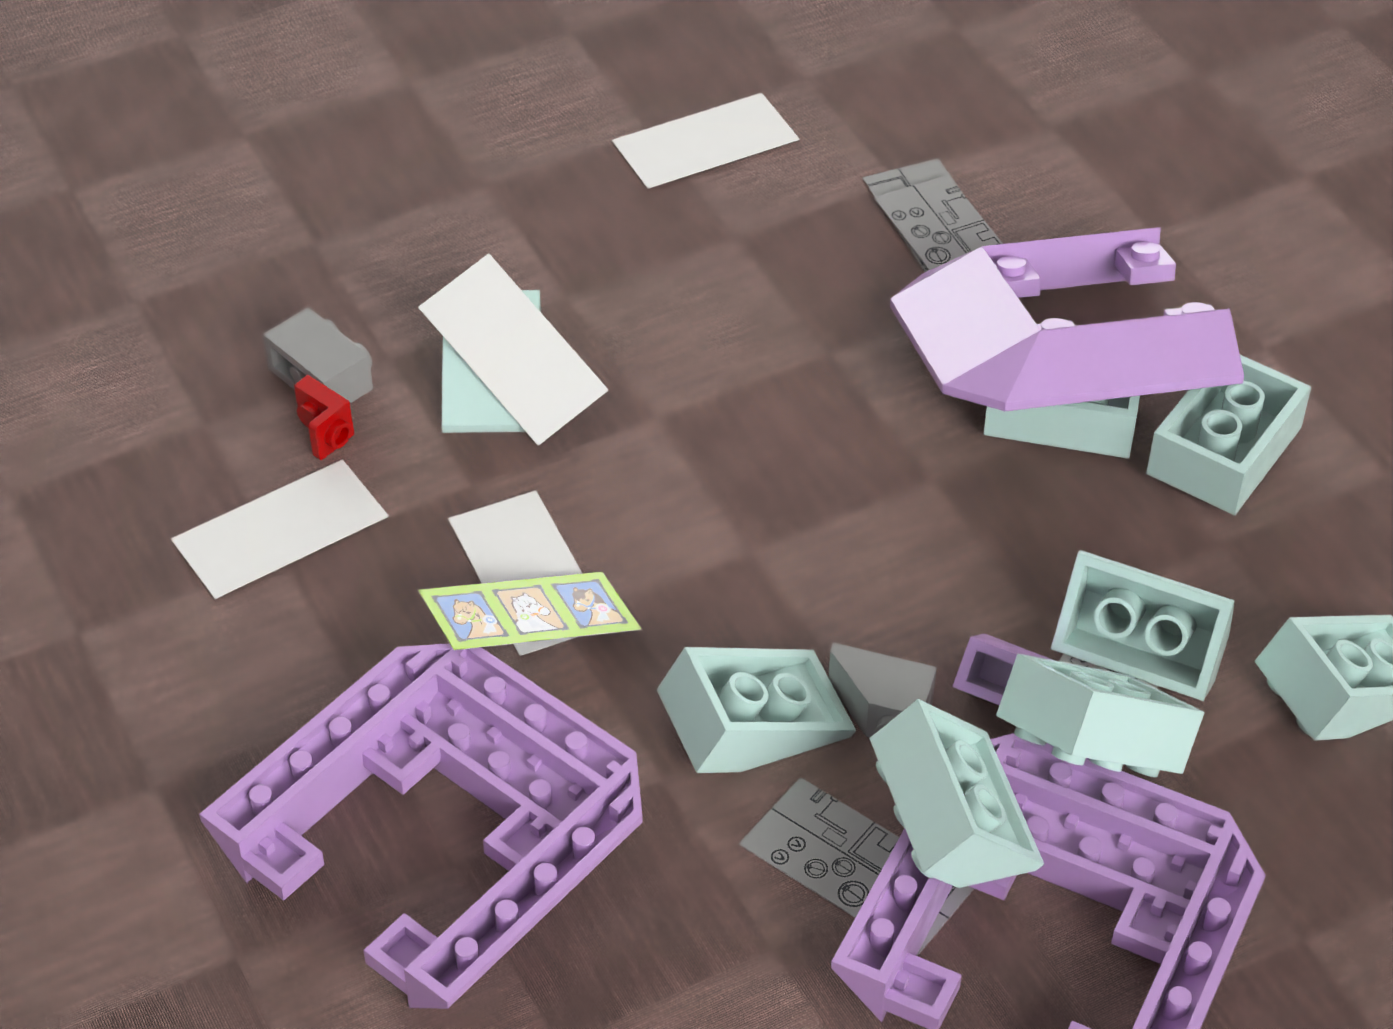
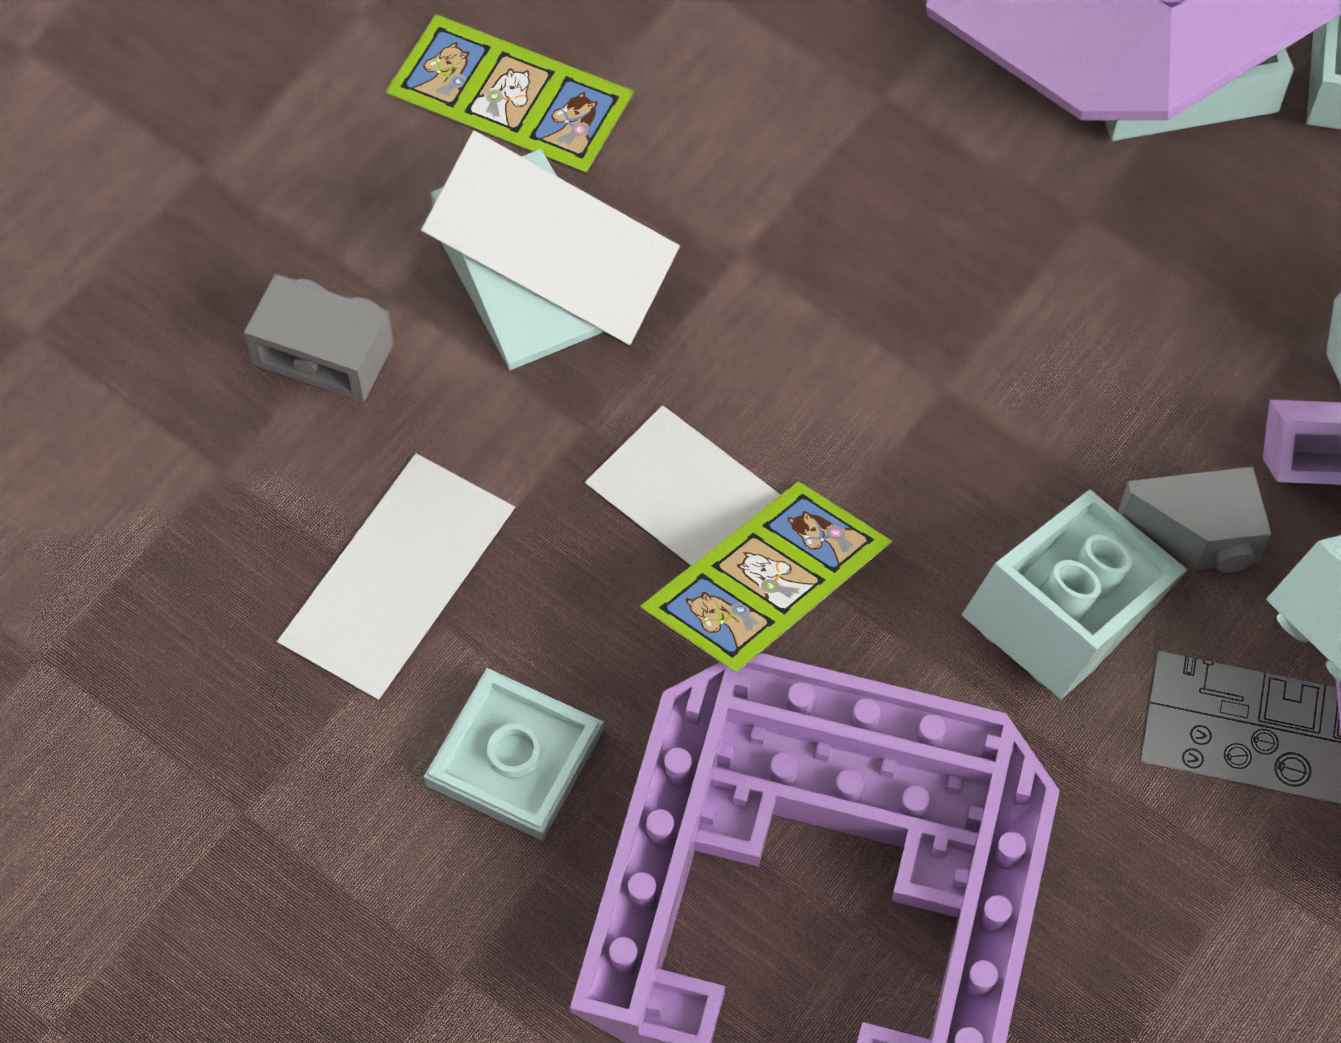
camera: 25 degrees left, 15 degrees up
(283, 664) = (514, 754): none -> light aqua tile
(325, 416) = (369, 403): red bracket -> none
(559, 263) = (510, 92): none -> sticker

